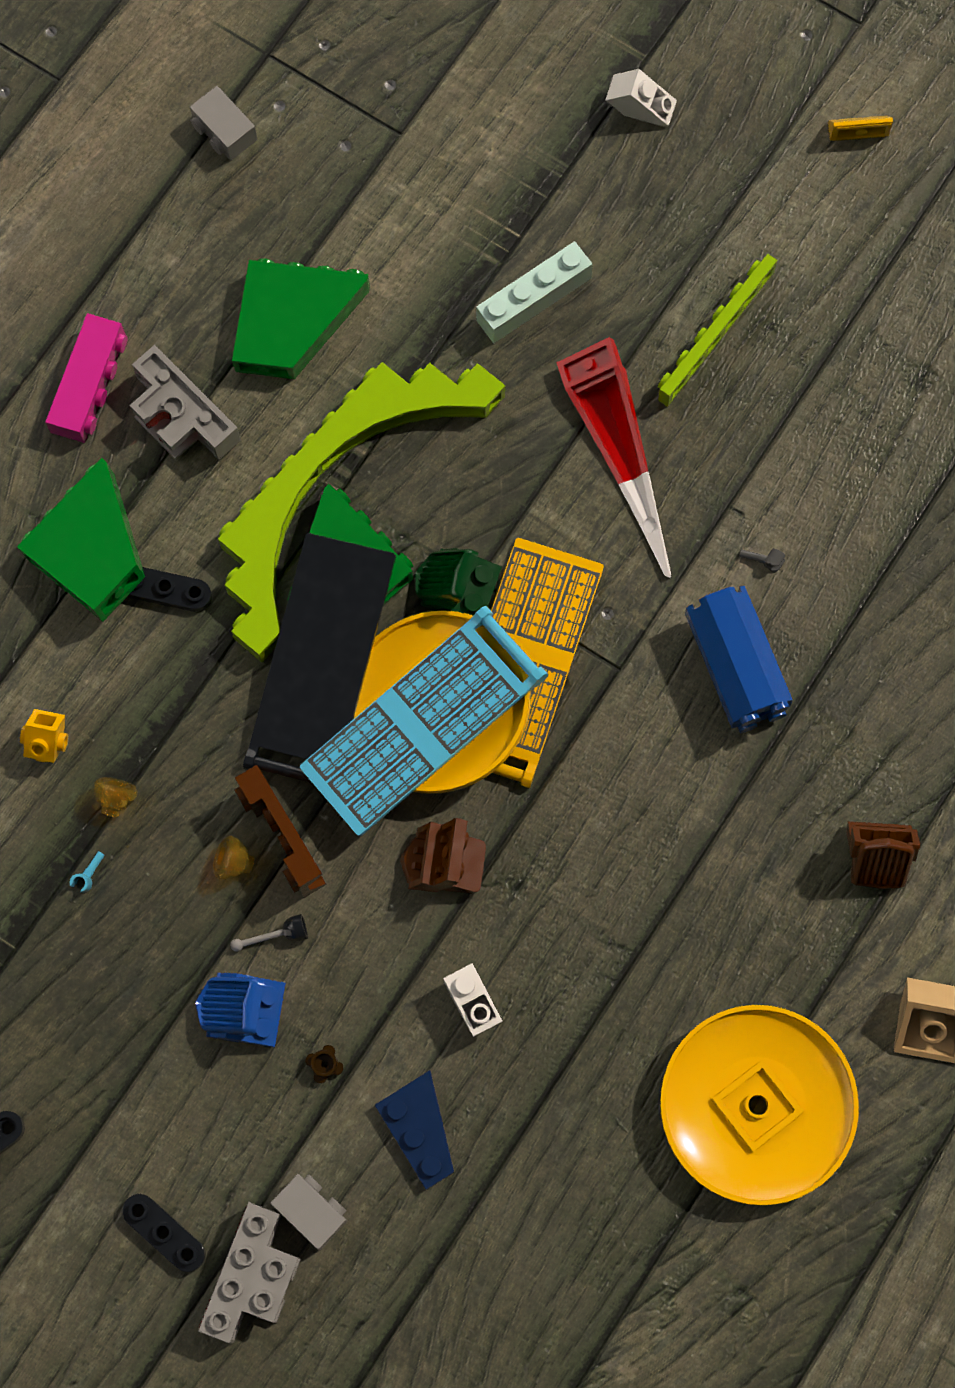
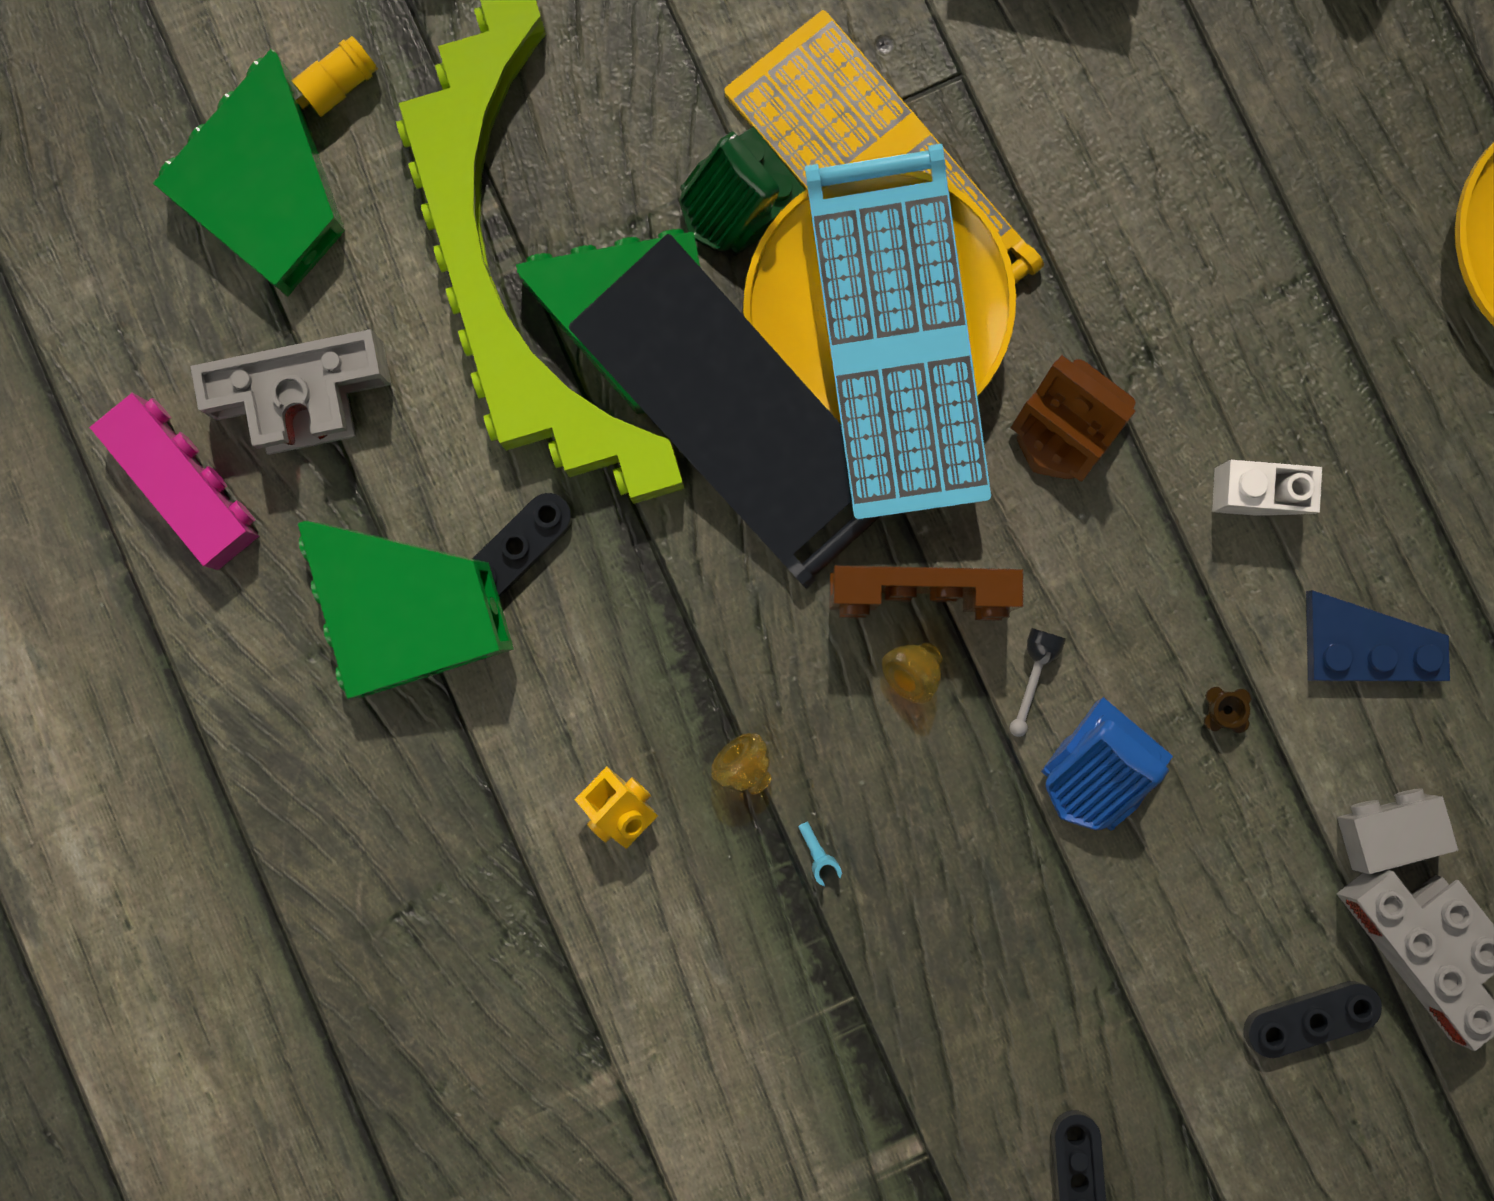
camera: 60 degrees left, 10 degrees up
(377, 317) = (334, 76): none -> yellow piece

